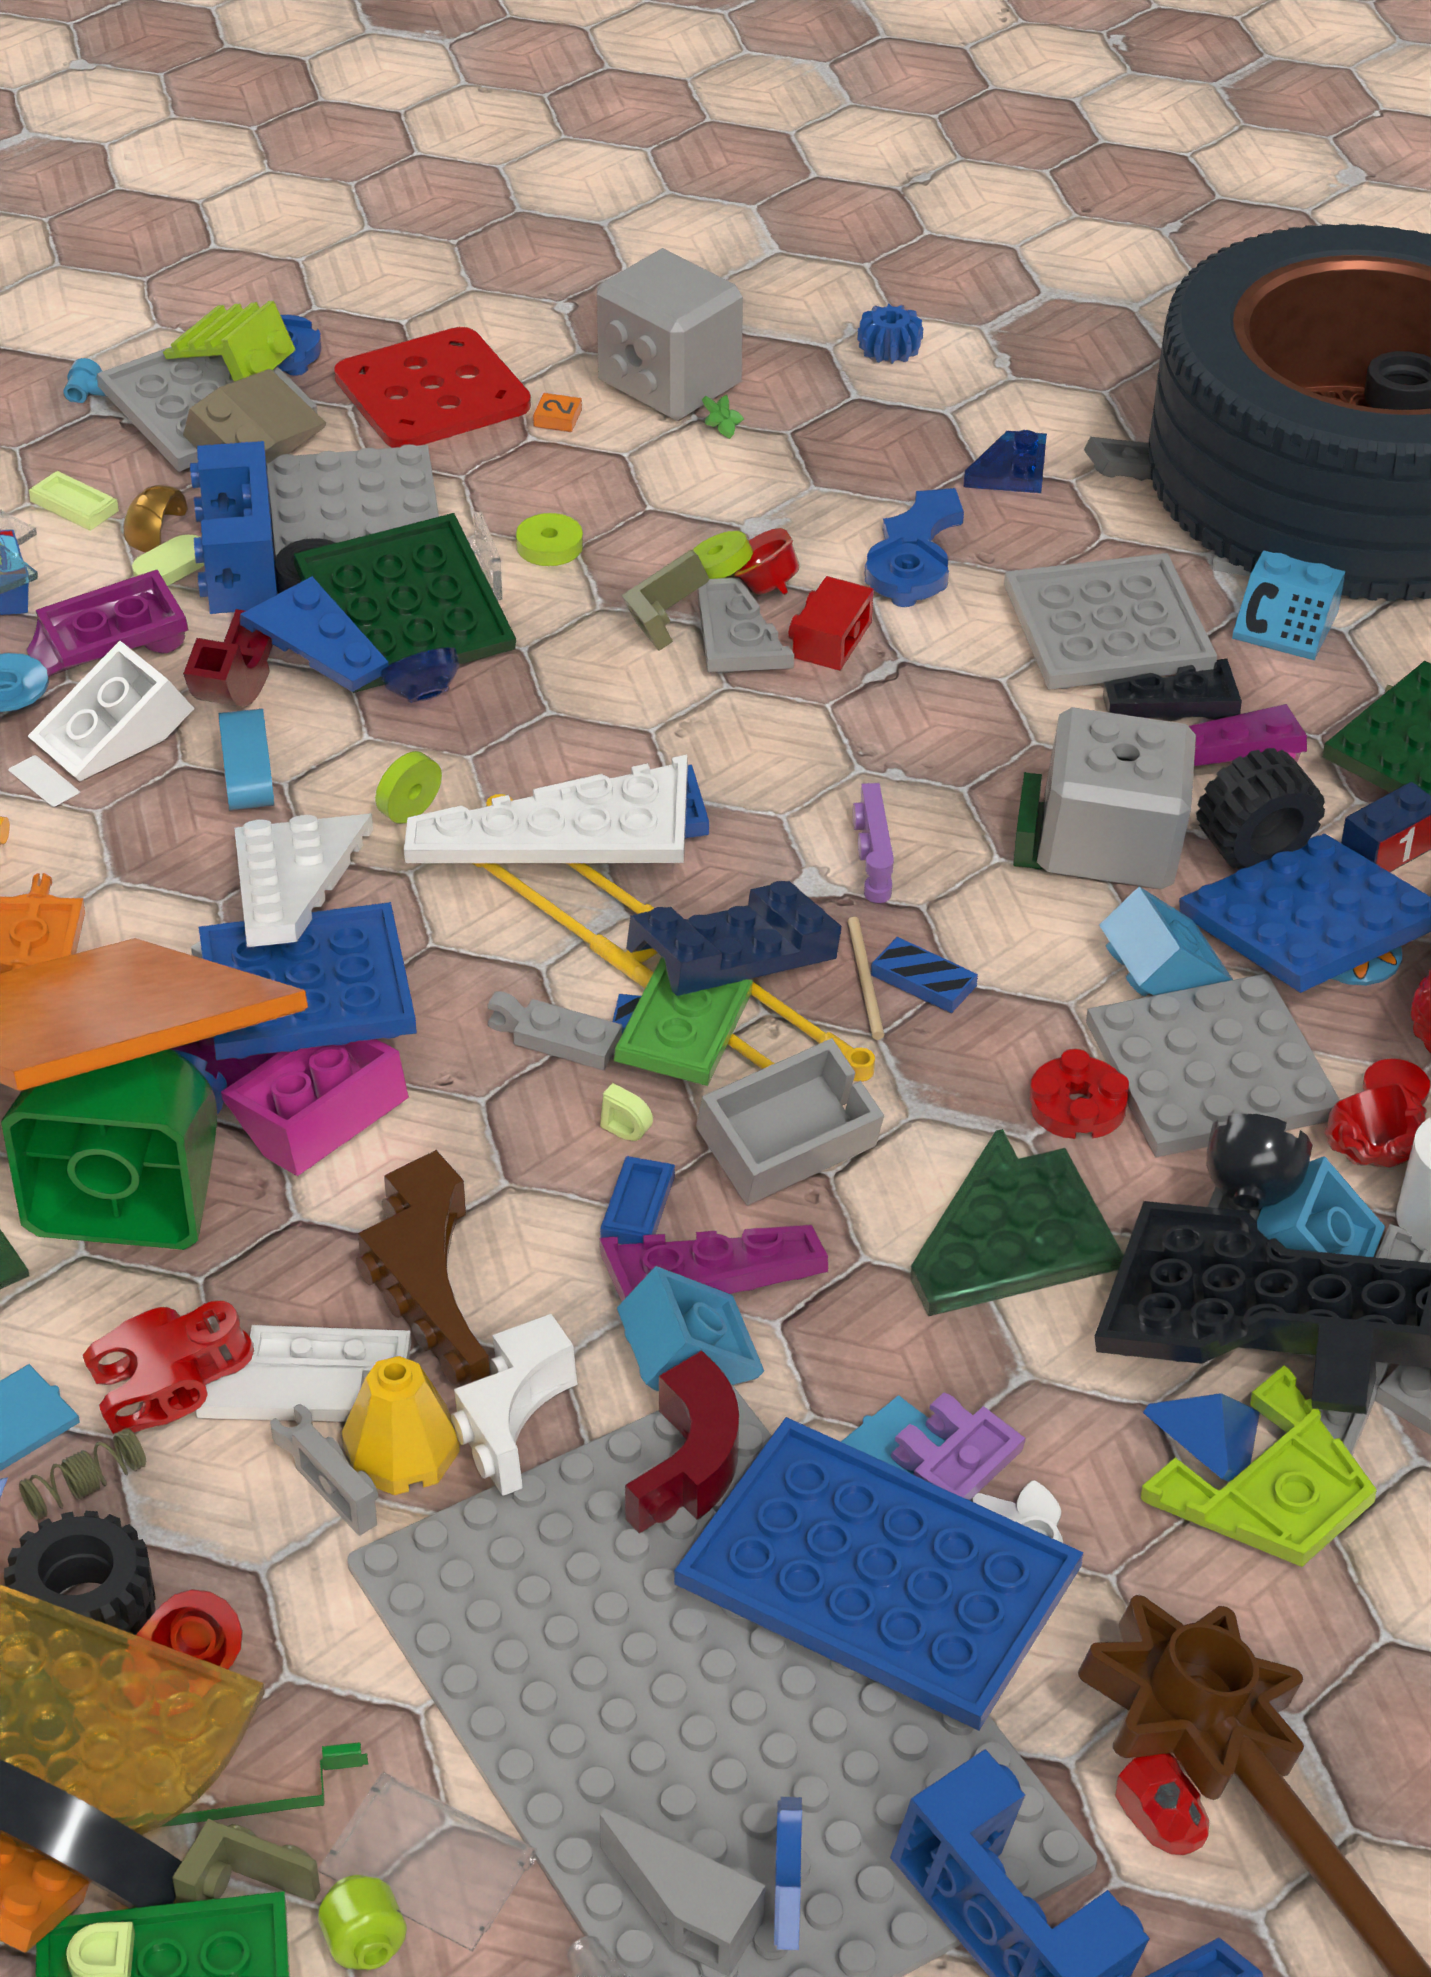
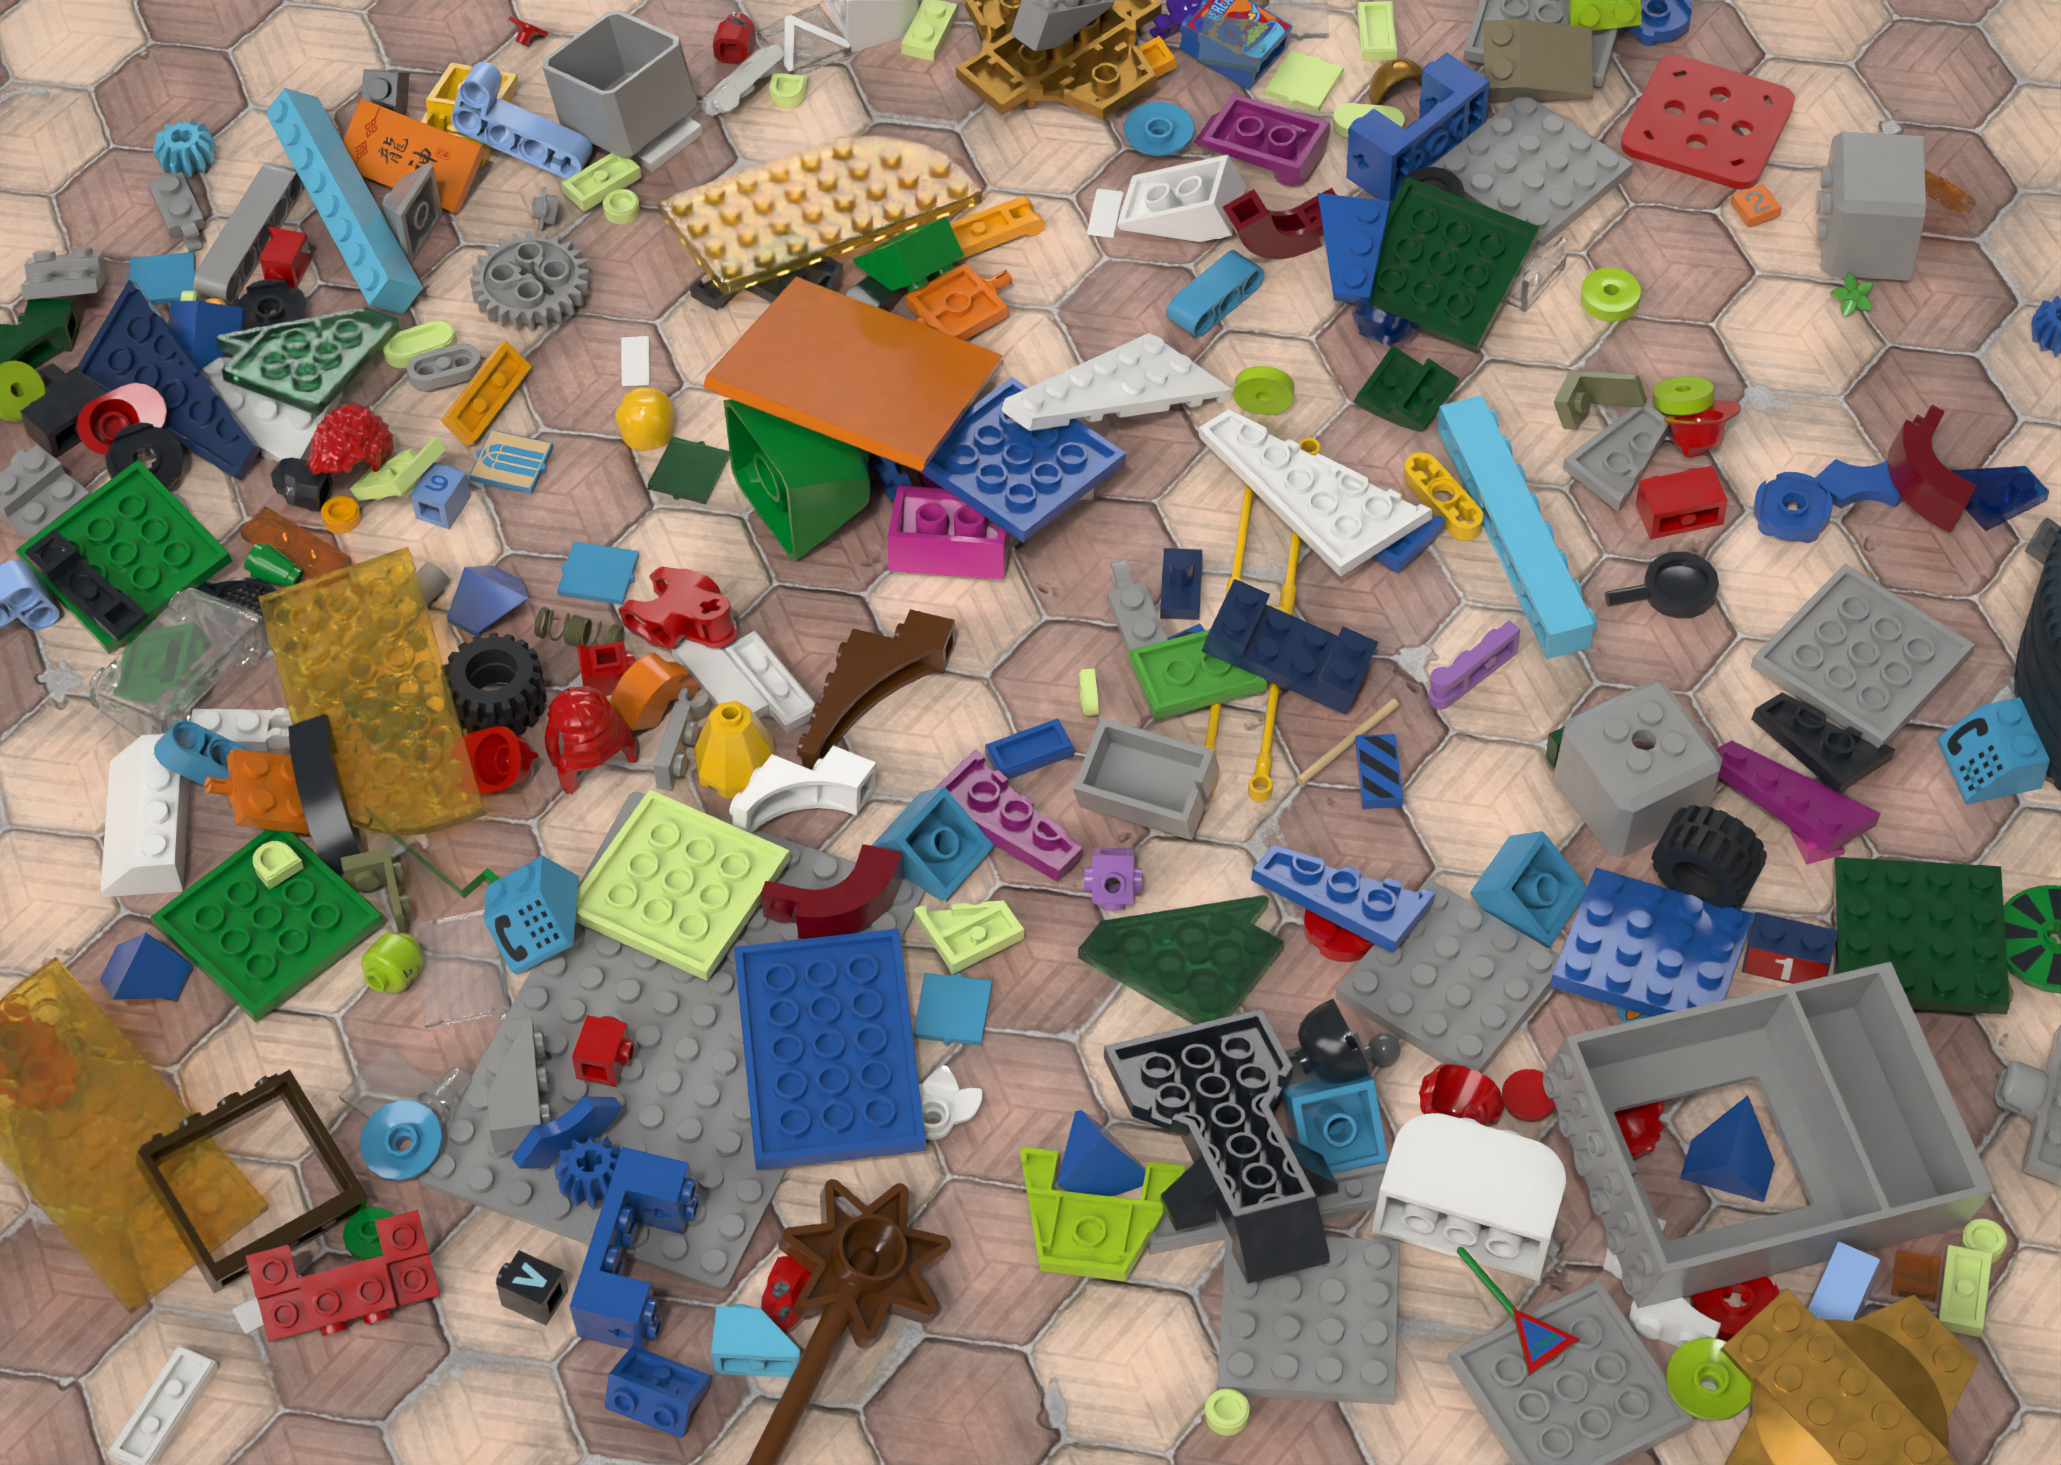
camera: 55 degrees right, 10 degrees up
(67, 573) = (1304, 81): none -> yellowish green piece
(166, 1471) = (604, 665): none -> red window
(244, 1453) = (648, 688): none -> orange brick
(257, 1502) = (590, 733): none -> red hair
(449, 1731) = (532, 913): none -> dark azure slope
(506, 713) = (1406, 390): none -> dark green slope
(533, 1578) = (678, 884): none -> yellowish green plate
(554, 978) = (1181, 584): none -> dark blue tile
(611, 753) = (1441, 480): none -> yellow beam
(698, 1775) = (602, 1050): none -> red brick
(744, 729) = (1516, 527): none -> medium azure brick
(823, 1376) = (969, 931): none -> yellowish green wing
(858, 1883) = (586, 1170): none -> blue gear
(877, 1219) = (1116, 864): none -> medium lavender brick
(912, 681) = (1674, 585): none -> black piece
(960, 479) = (1922, 478): none -> dark red arch
(969, 1458) = (961, 1043): medium lavender plate -> none
(1082, 1063) = (1362, 905): none -> wing
(1206, 1871) = (751, 1344): none -> medium azure slope

